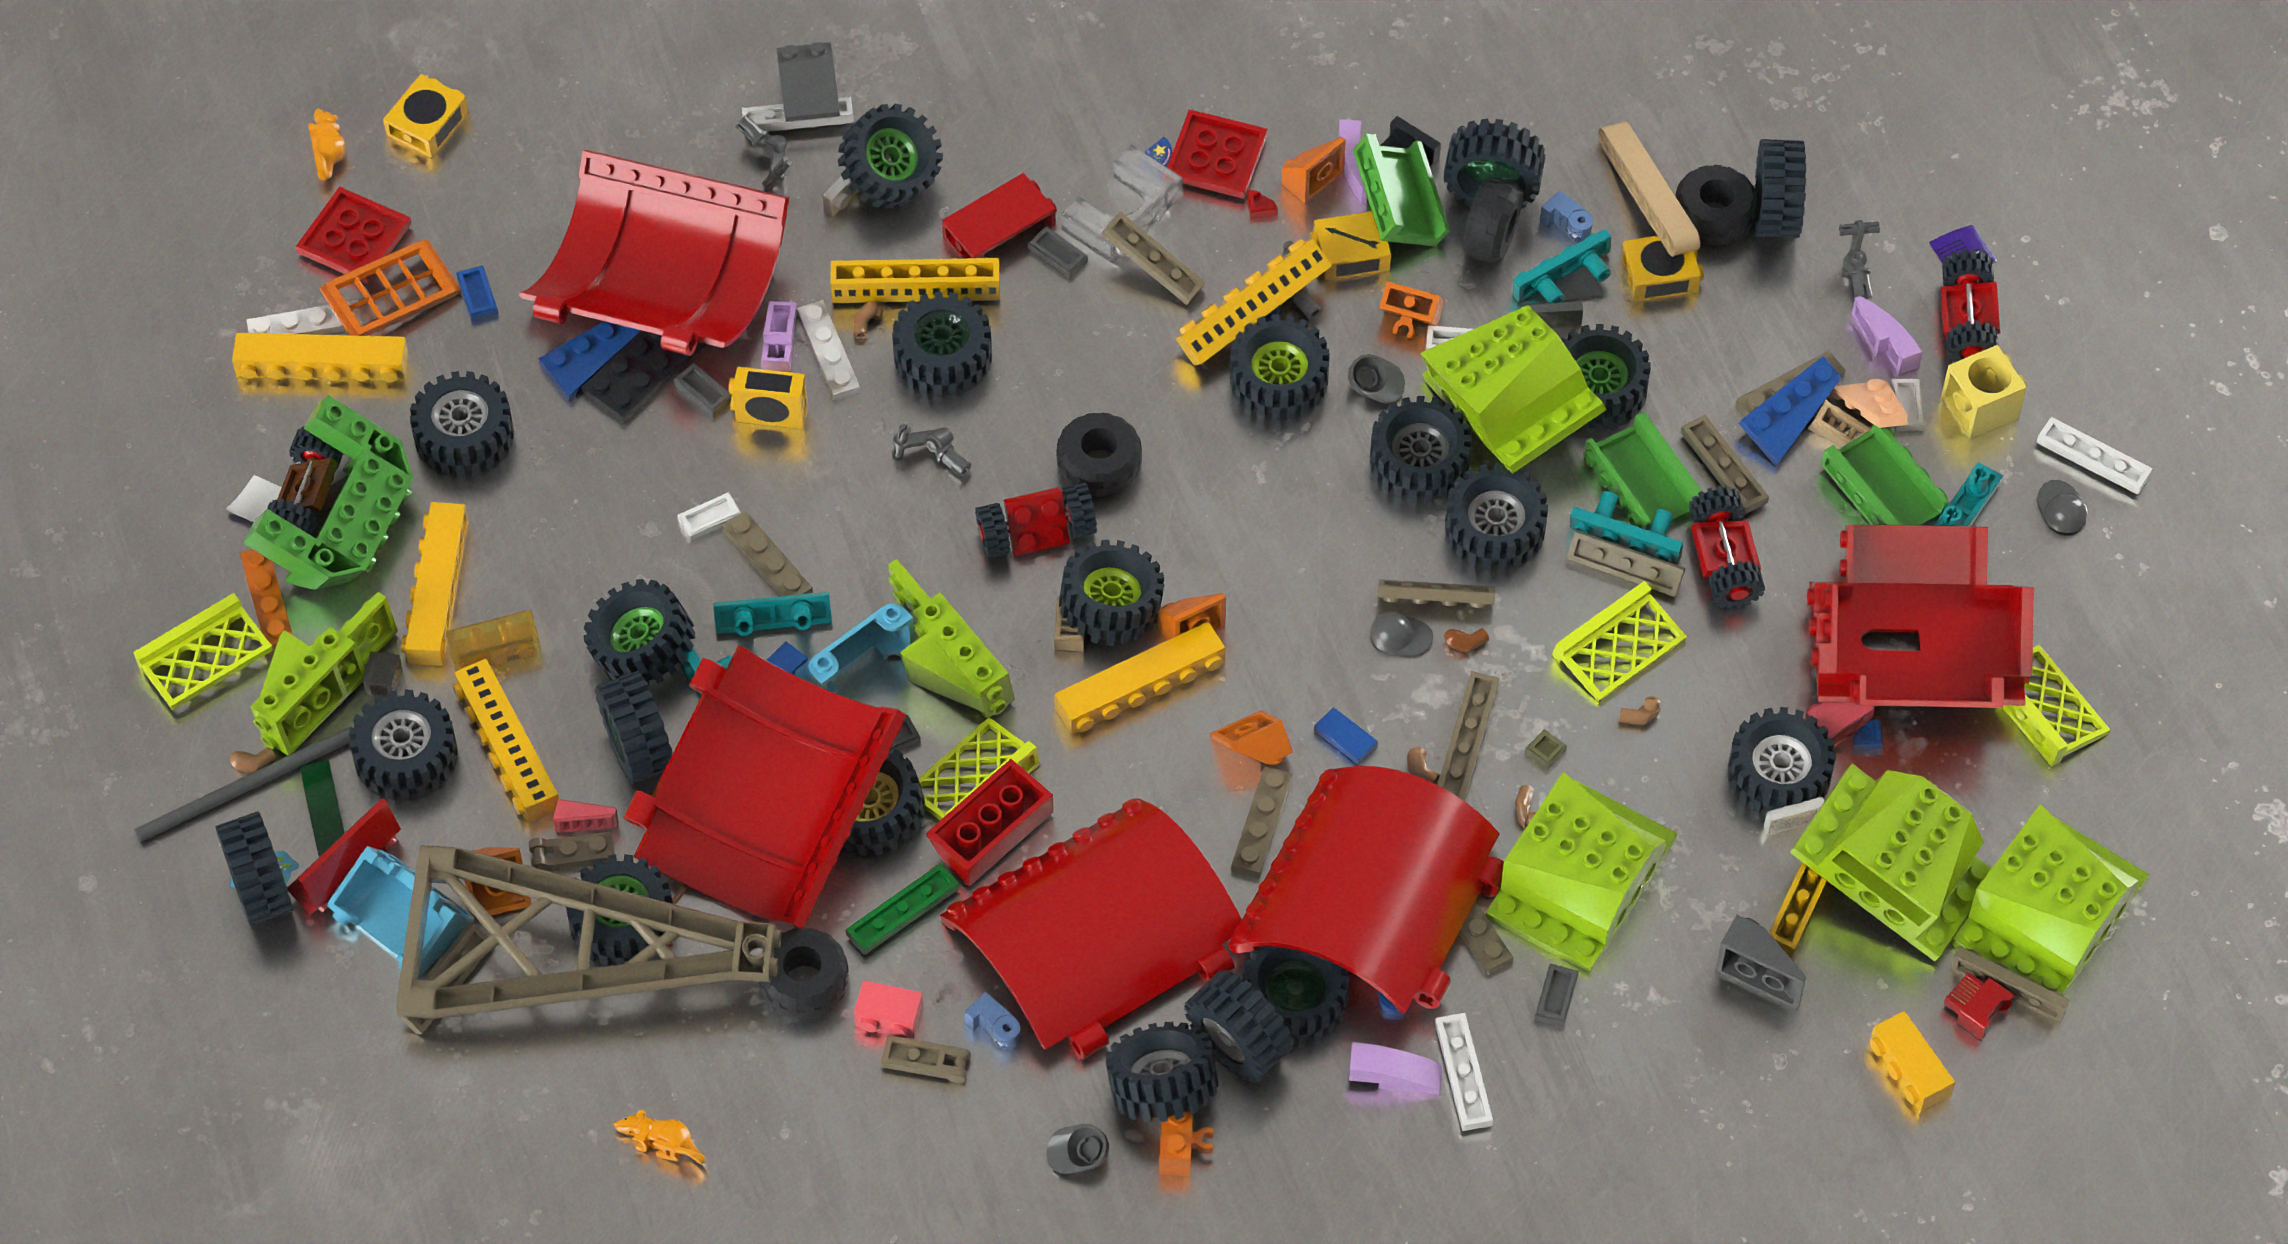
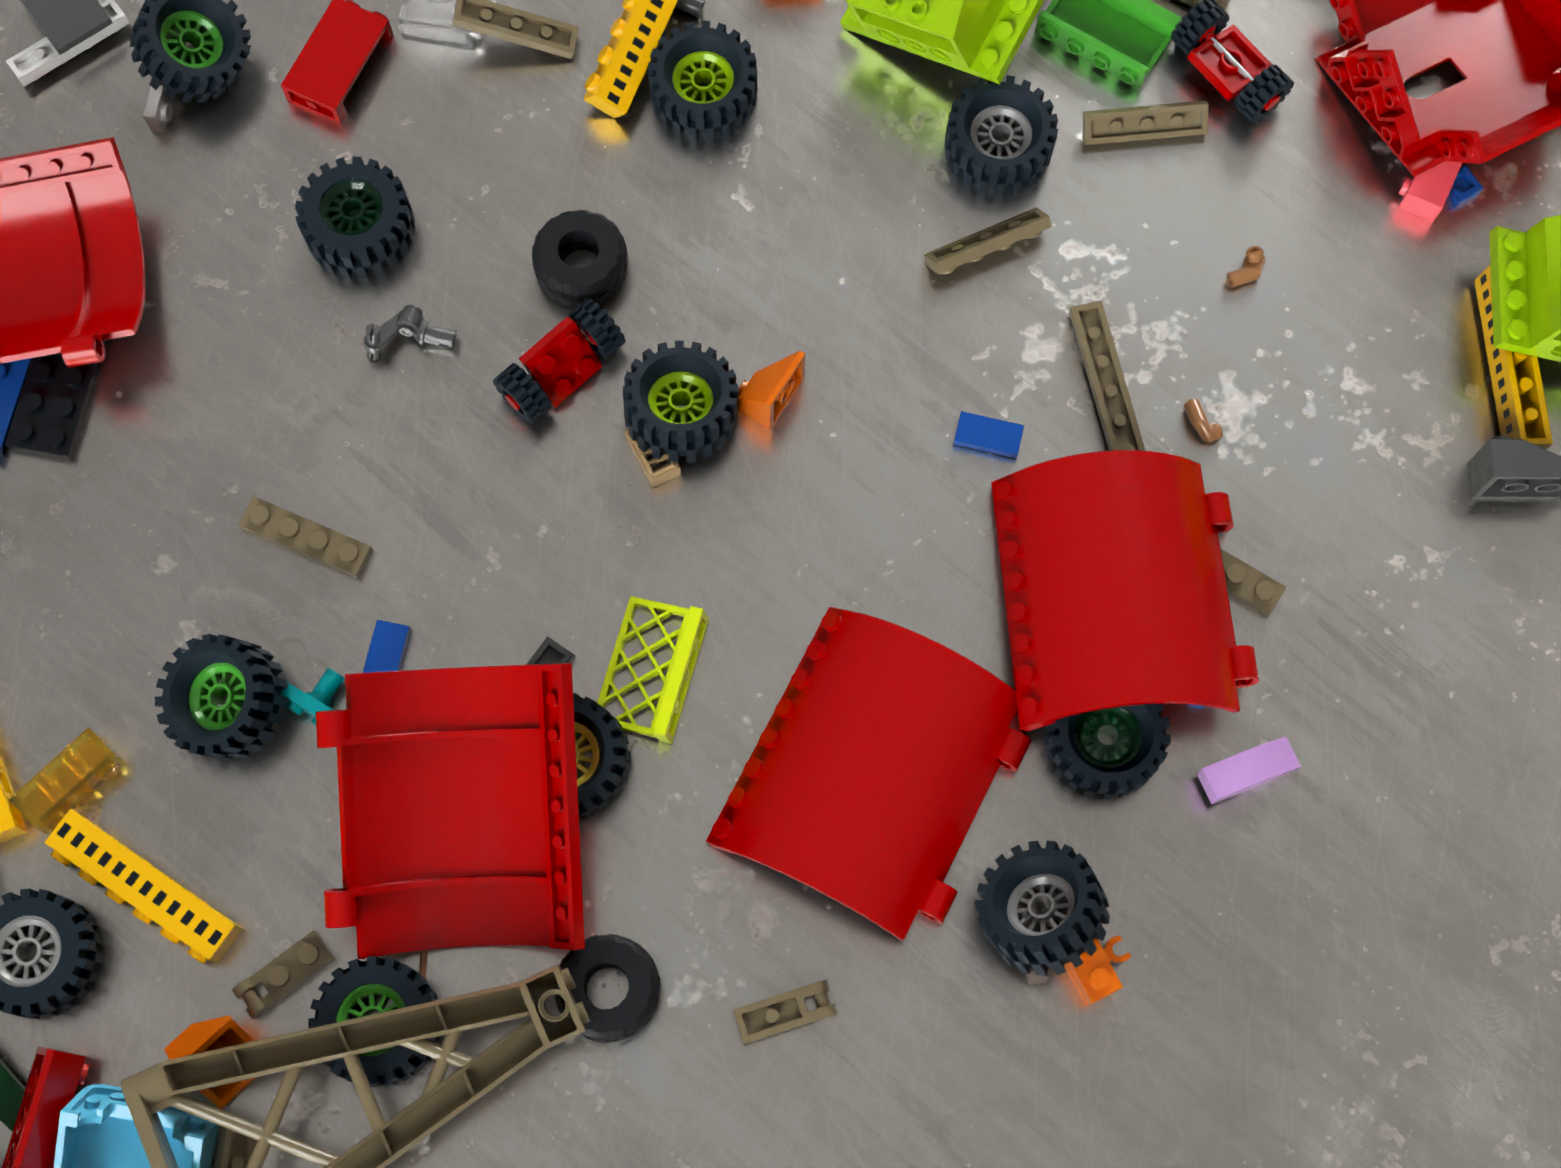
camera: 30 degrees left, 15 degrees up
(580, 816) = (267, 934): coral slope -> none
(634, 726) = (277, 811): black wheel -> none
(703, 389) = (135, 384): dark grey tile -> none
(708, 516) = (218, 520): white tile -> none
(769, 397) = (210, 362): brick -> none
(772, 147) = (60, 87): dark grey pin -> none
(772, 612) = (345, 596): teal plate -> none
(779, 336) = (184, 293): lavender slope -> none
(828, 350) = (240, 278): white plate -> none
(861, 318) = (259, 216): medium nougat arm -> none
(884, 632) = (474, 559): medium azure windscreen -> none
(888, 1009) = (717, 979): coral brick -> none
(902, 909) = (665, 856): green plate -> none
(910, 278) = (288, 162): yellow brick -> none
(947, 651) = (556, 552): lime wedge -> none
(990, 822) = (702, 715): red slope -> none
(994, 1020) = (831, 930): medium blue leg -> none
(1058, 252) = (413, 63): dark grey tile -> none
(1077, 1149) = (996, 1031): dark grey cap -> none
(1139, 678) = (757, 478): yellow brick -> none
(1240, 1025) = (1090, 816): black wheel -> none
(1257, 737) = (906, 483): orange slope -> none
(1261, 822) = (962, 569): dark tan plate -> none
(1376, 378) = (801, 48): dark grey cap -> none
(1400, 634) = (977, 301): dark grey cap -> none
(1418, 767) = (1077, 432): medium nougat arm -> none
(1423, 429) = (860, 100): black wheel -> none
(1463, 1072) = (1314, 735): white plate -> none
(1465, 642) = (1043, 278): dark orange arm -> none
(1546, 749) = (1182, 351): olive tile -> none
(1556, 995) = (1347, 603): dark grey tile -> none
(1578, 872) = (1301, 465): lime wedge -> none
(1604, 622) = (1160, 201): neon yellow fence -> none
(1650, 541) = (1113, 96): teal plate -> none
(1791, 816) = (1458, 296): white tile -> none
(1798, 747) = (1426, 235): black wheel -> none

